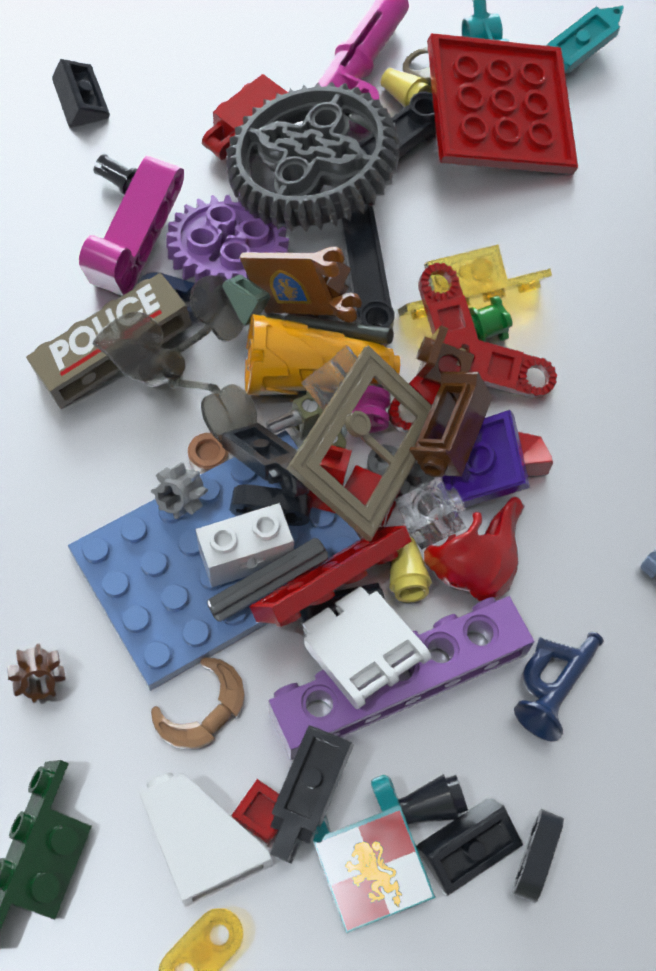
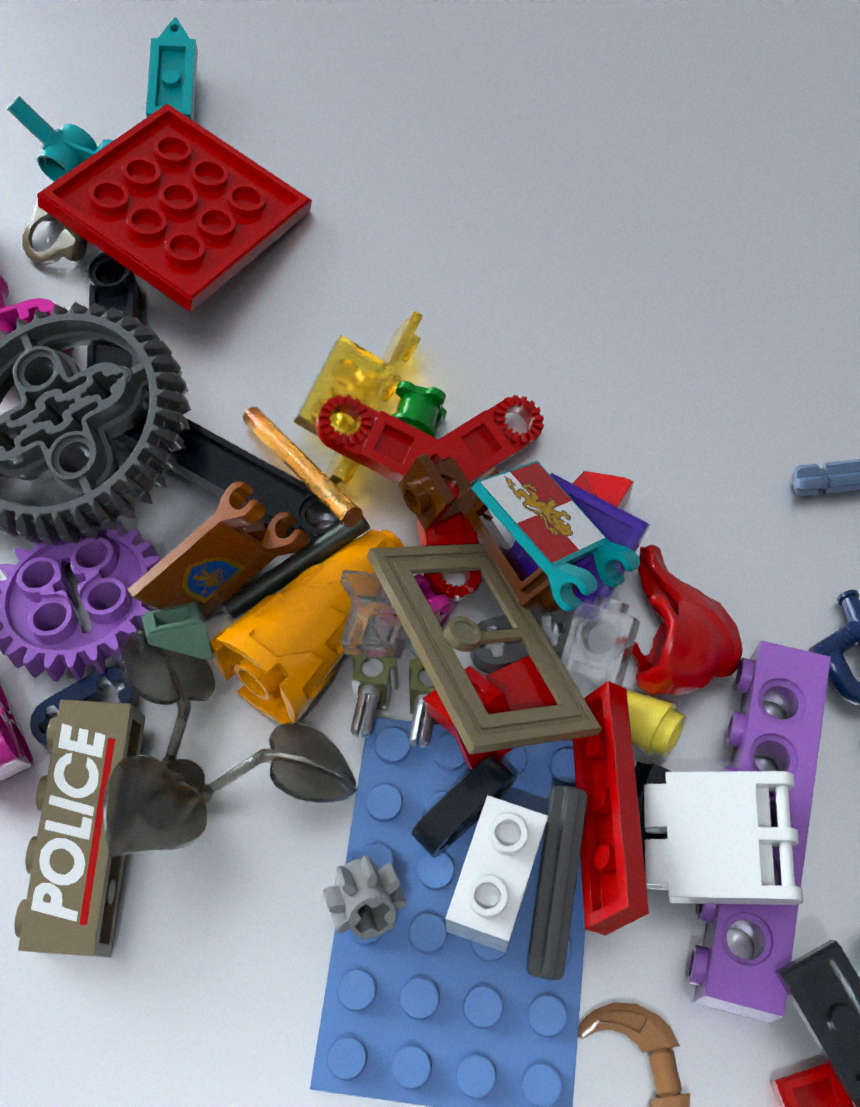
camera: 45 degrees left, 0 degrees up
(206, 453) = (322, 827): nougat tile -> none
(265, 456) = (406, 763): black hinge -> none
(396, 286) = (303, 467): none -> clear orange bar
(403, 85) = (60, 273): light yellow cone -> none
(469, 424) = (553, 531): none -> flag

